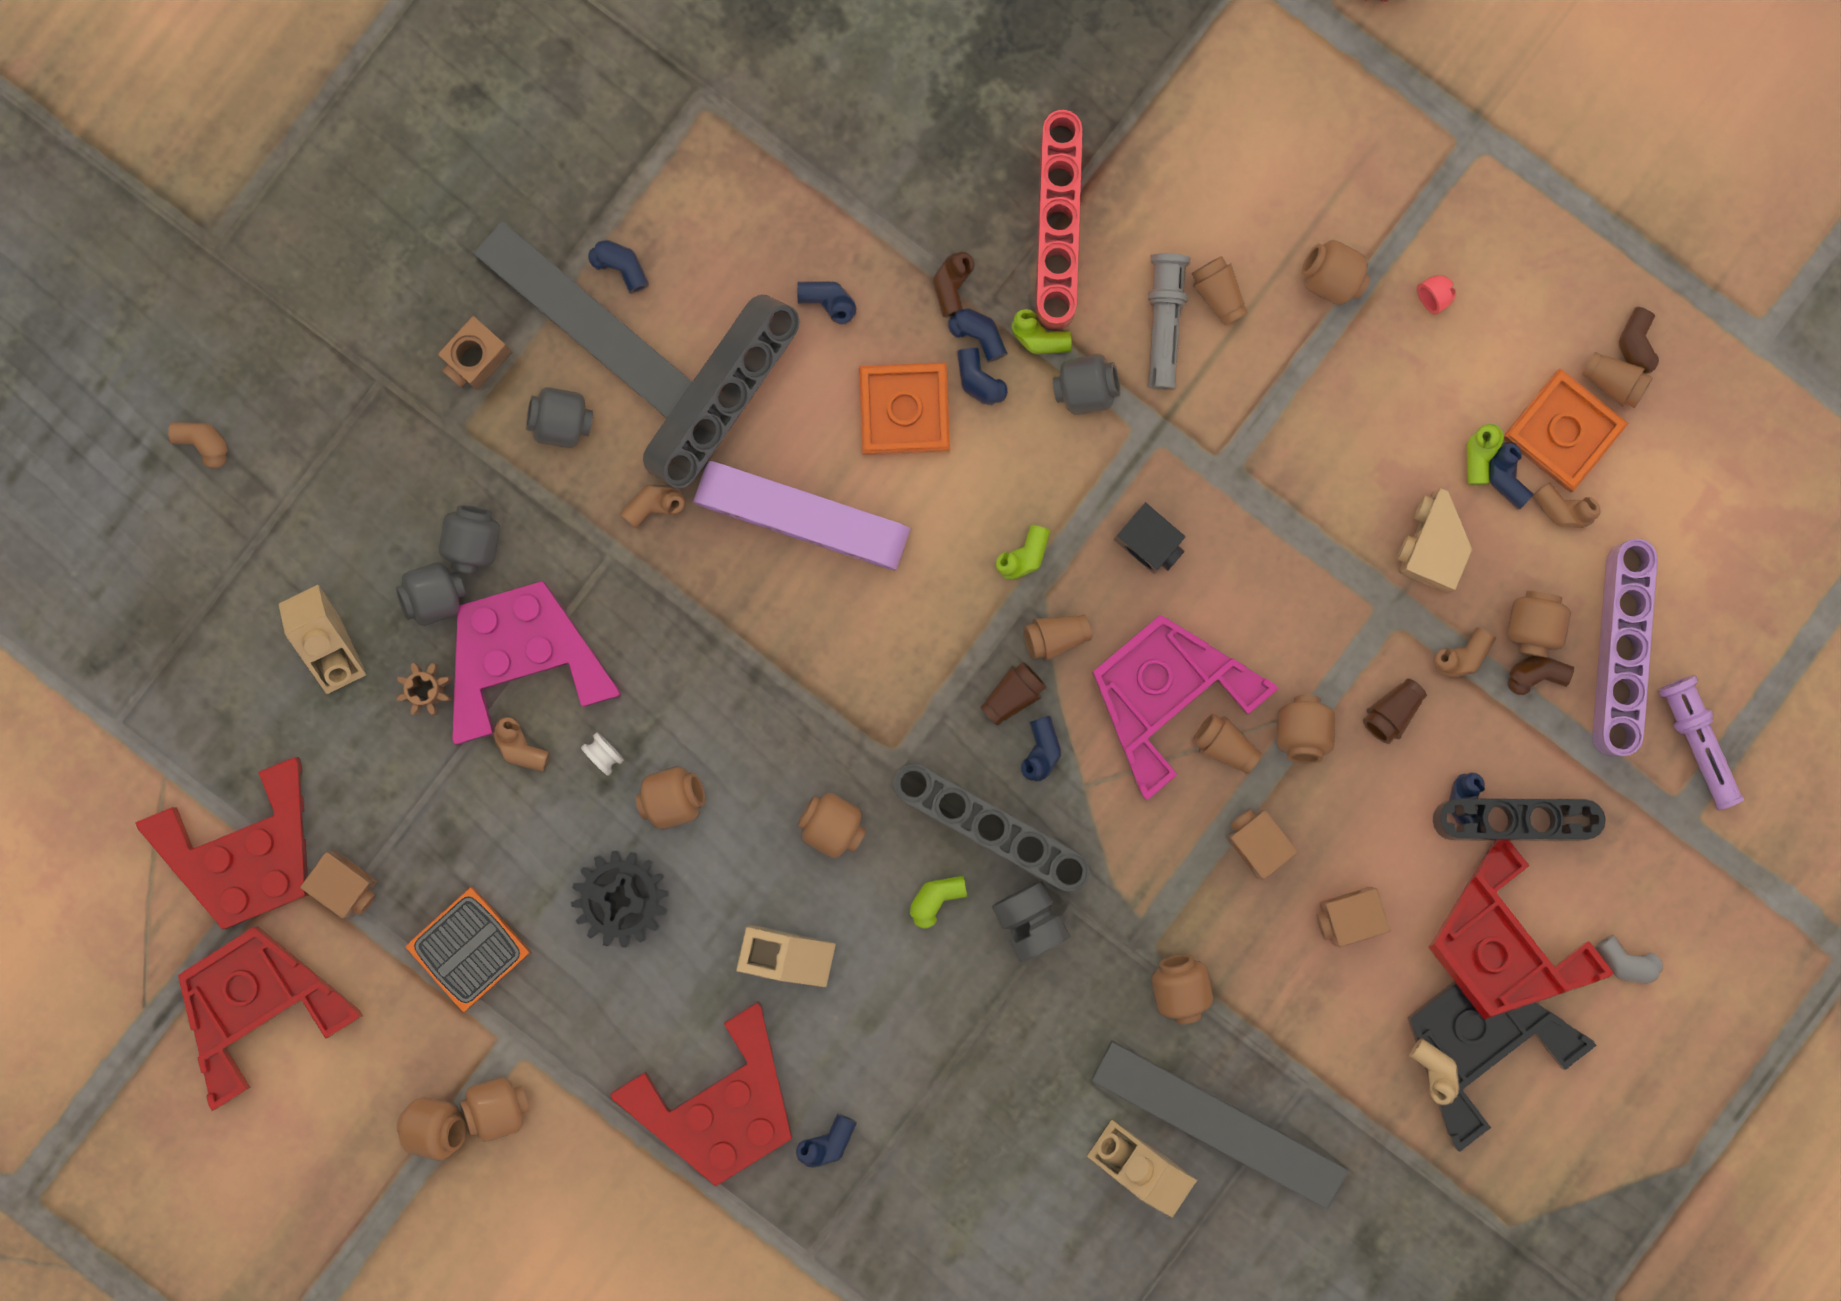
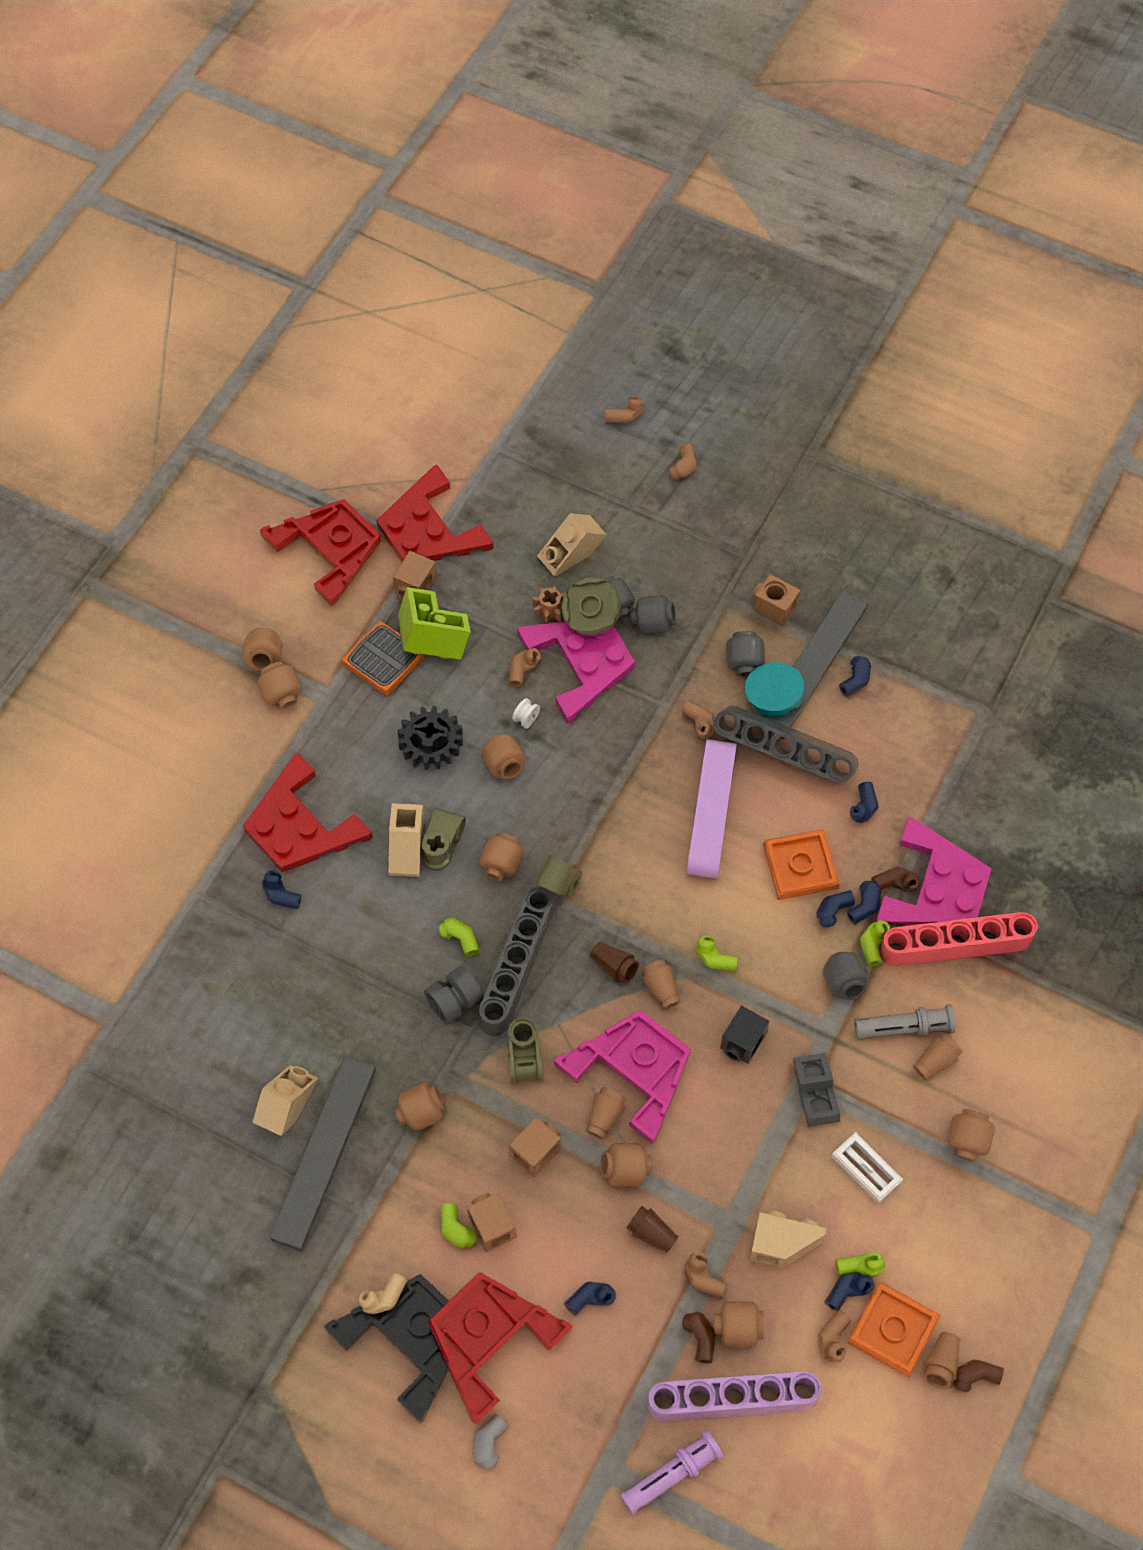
camera: 75 degrees right, 25 degrees down
(90, 511) = (627, 414): none -> medium nougat arm
(444, 880) = (429, 629): none -> lime brick
(449, 630) = (591, 606): none -> olive tile
(628, 387) = (774, 689): none -> teal tile
(776, 900) = (441, 838): none -> olive piece
(883, 753) = (559, 877): none -> olive piece
(976, 213) = (951, 885): none -> dark pink wing
(1045, 752) = (577, 992): dark blue arm -> none
(1130, 838) = (524, 1057): none -> olive piece
(1236, 458) = (816, 1089): none -> dark grey slope
(1320, 437) = (858, 1177): none -> white tile
(1354, 968) = (453, 1230): none -> lime arm
(1436, 293) = (973, 1212): coral hinge -> none
(1519, 823) = (590, 1332): black beam -> none

